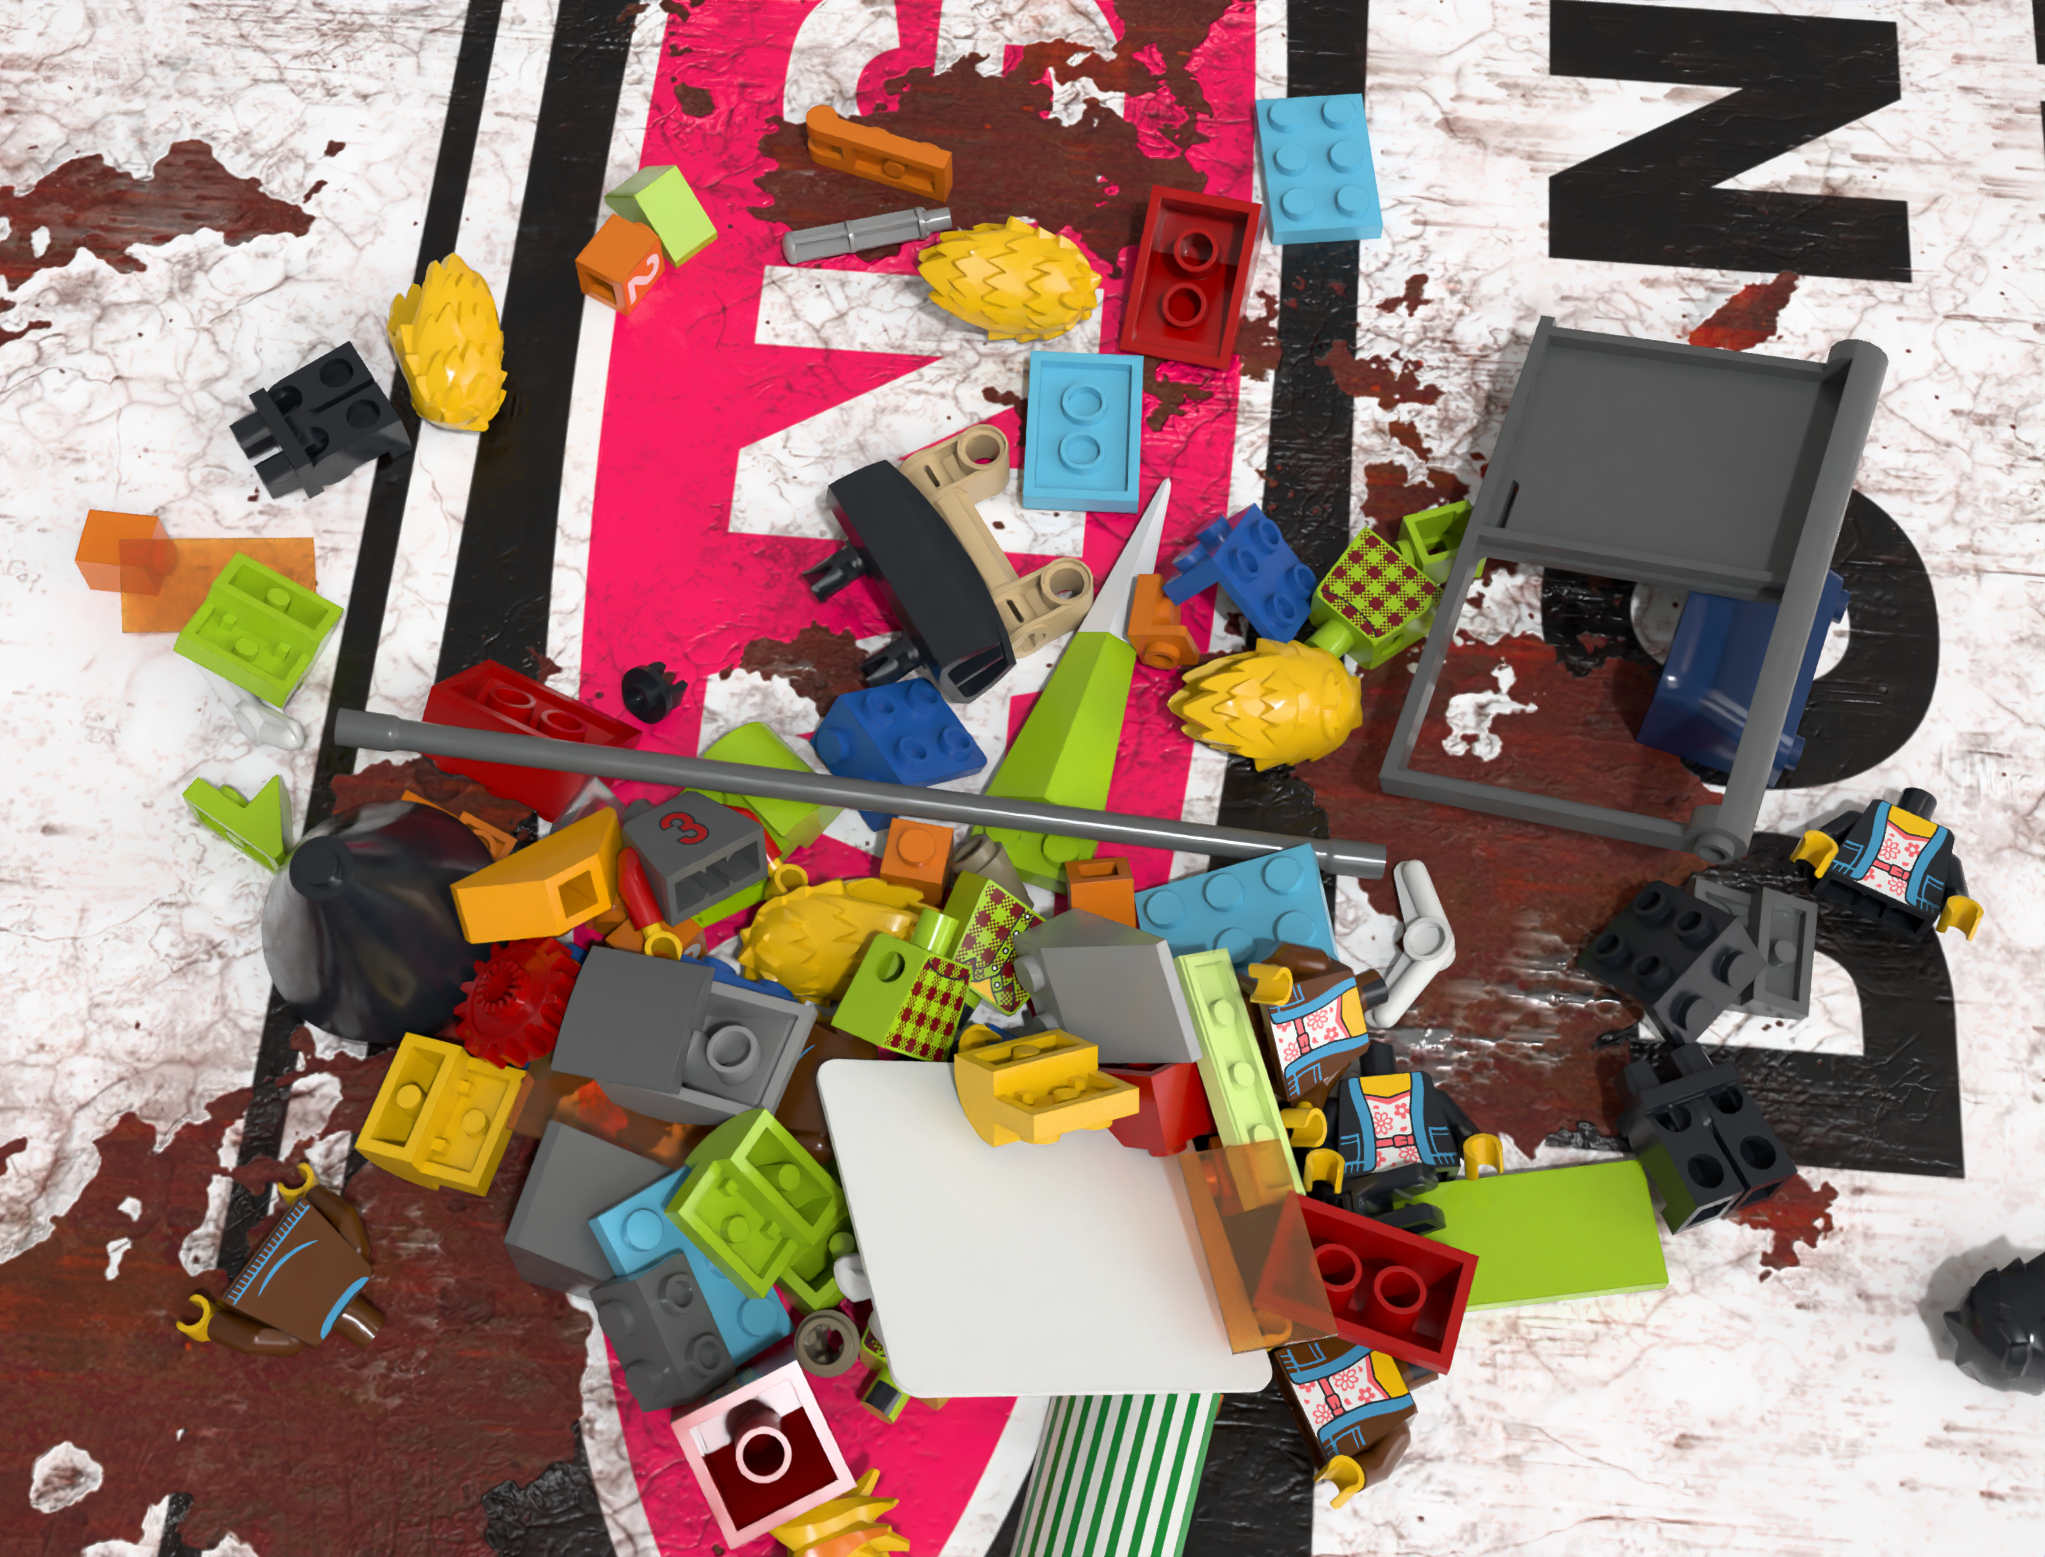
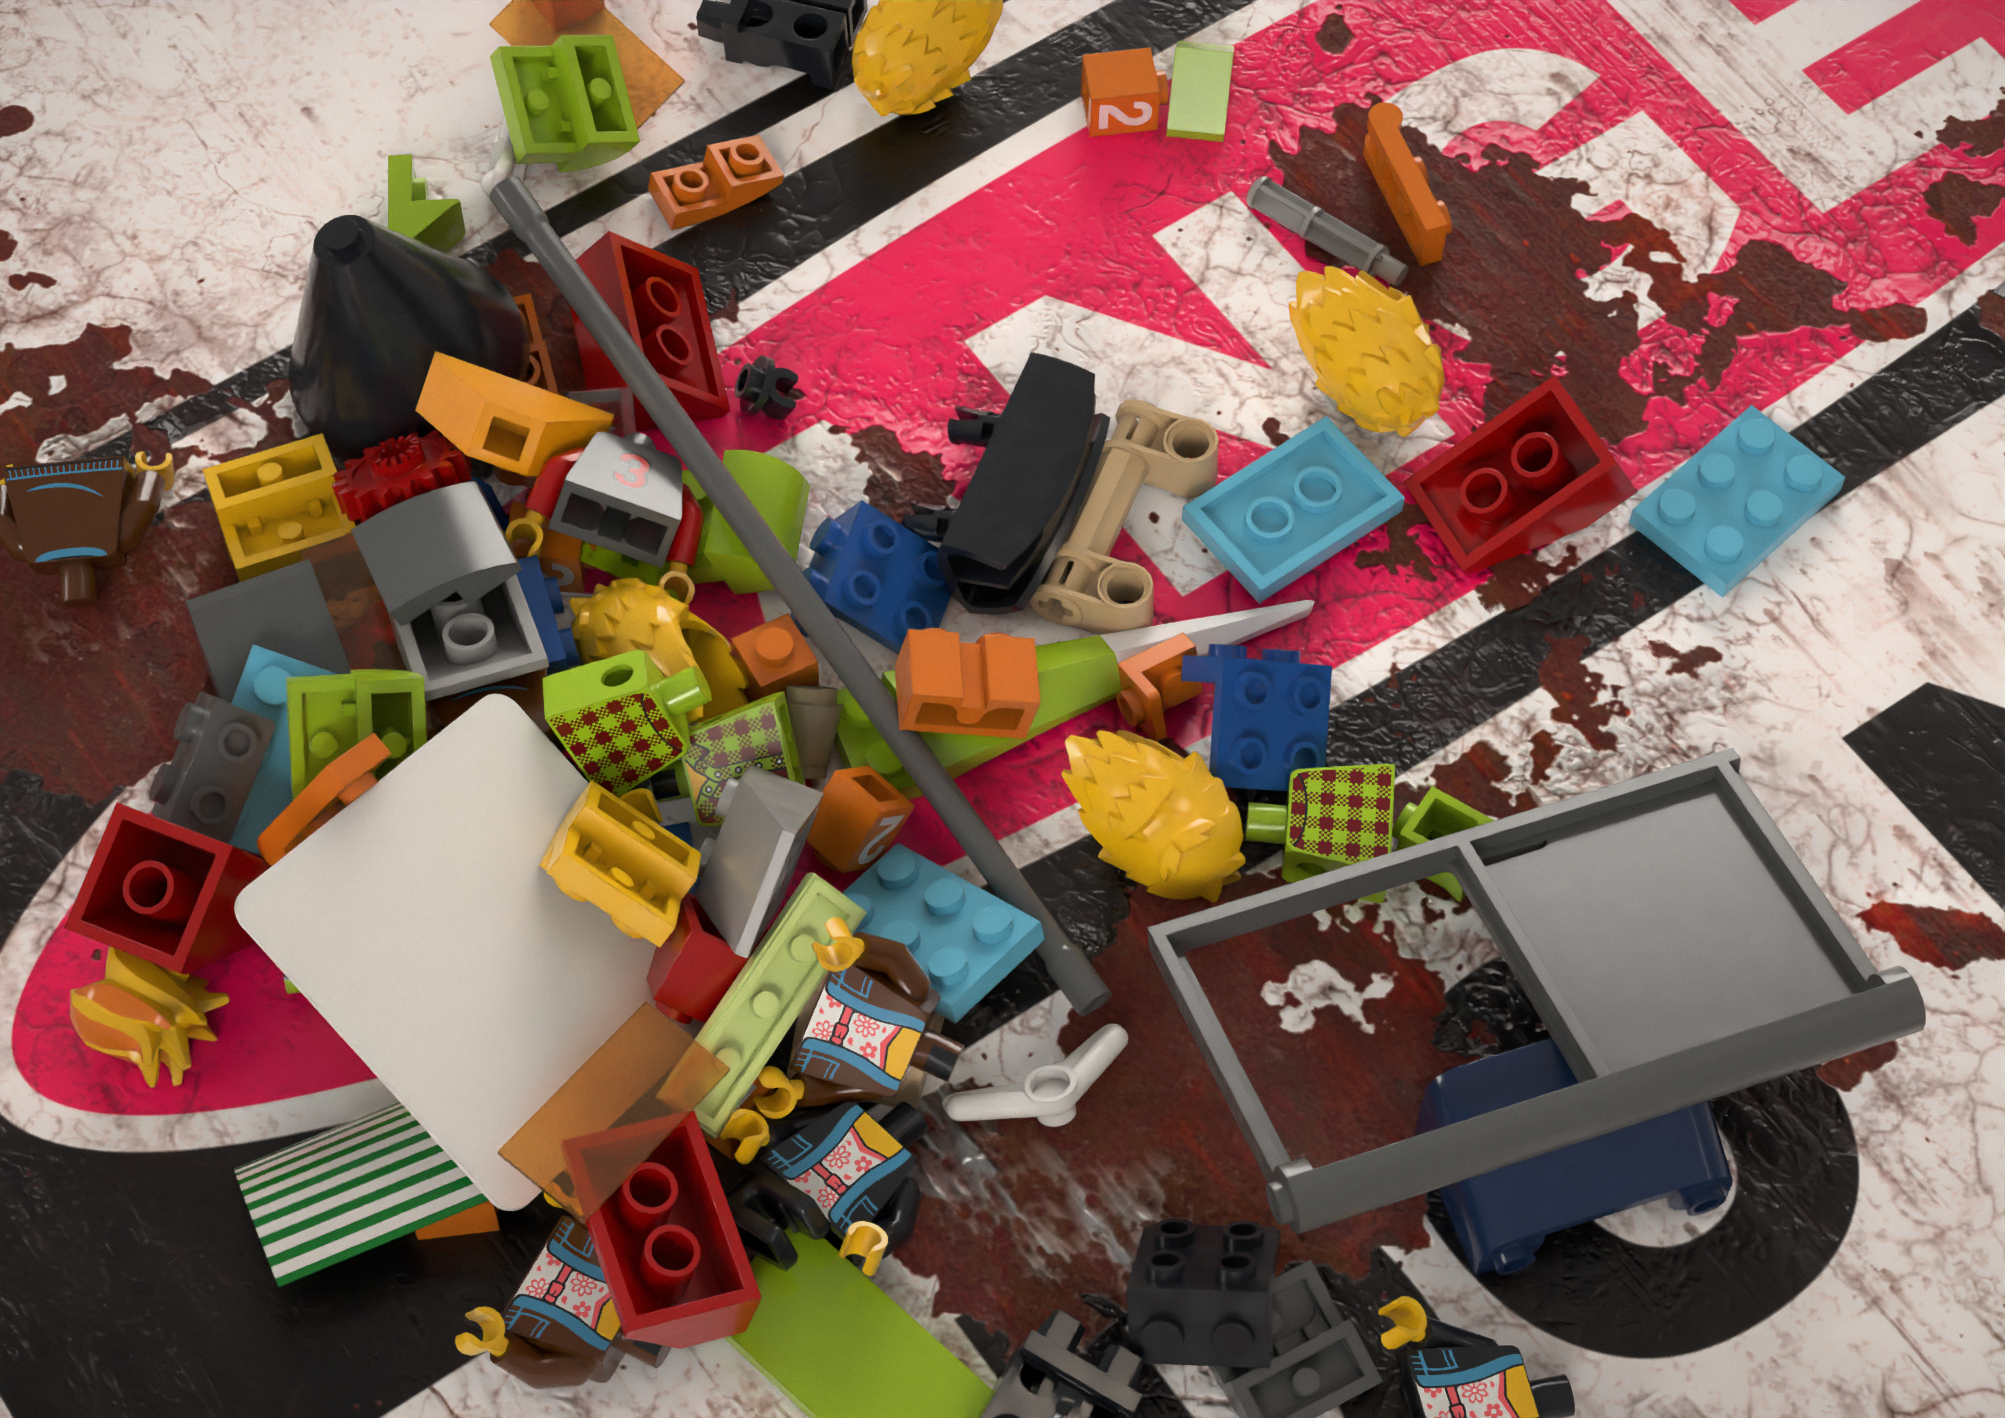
camera: 50 degrees right, 5 degrees down
(424, 589) = (726, 179): none -> orange slope
(811, 1260) = (323, 798): none -> orange plate
(1073, 740) = (967, 686): none -> orange brick

